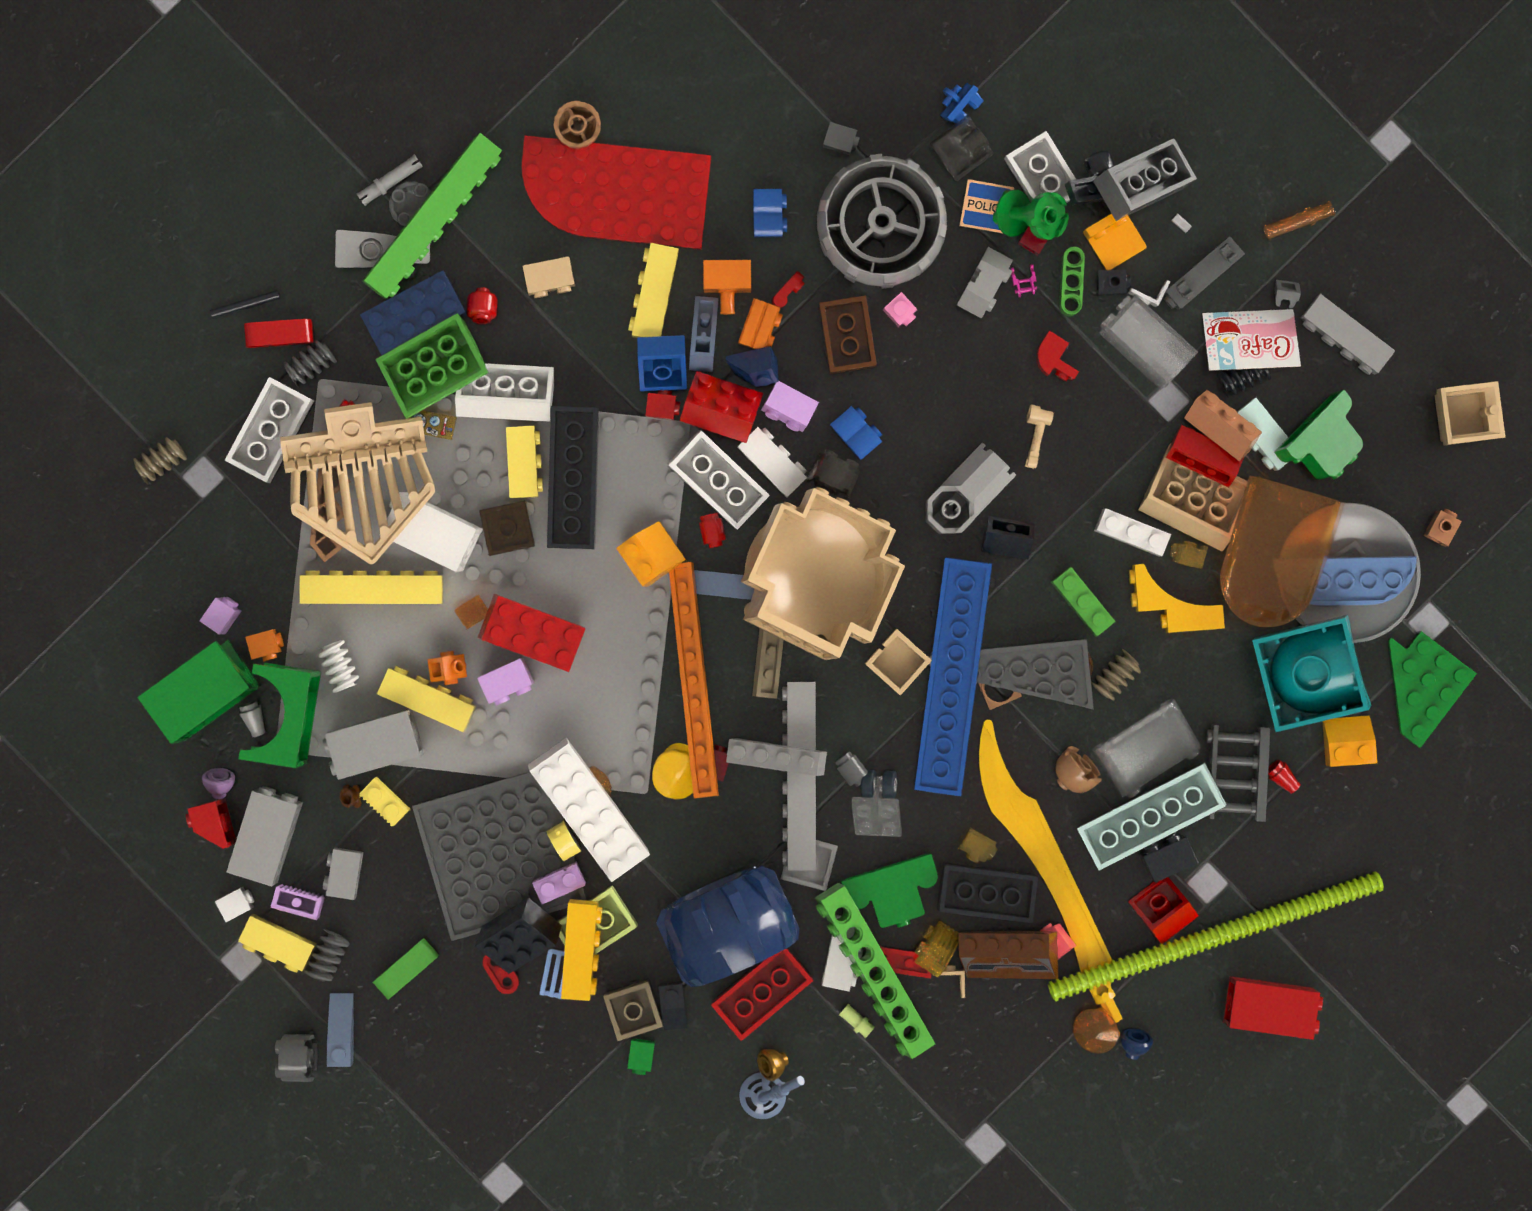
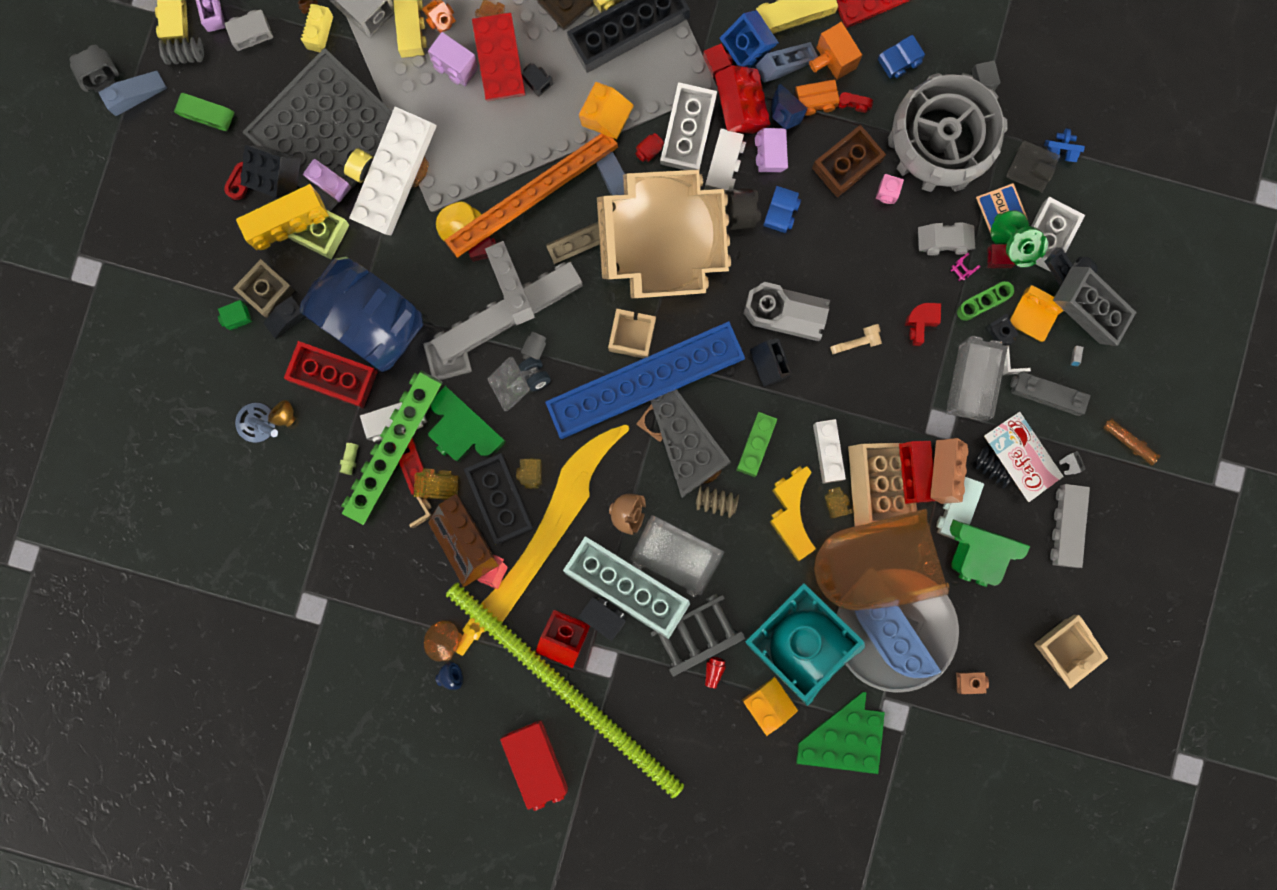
camera: 60 degrees right, 5 degrees down
(572, 605) = (537, 79): none -> black brick

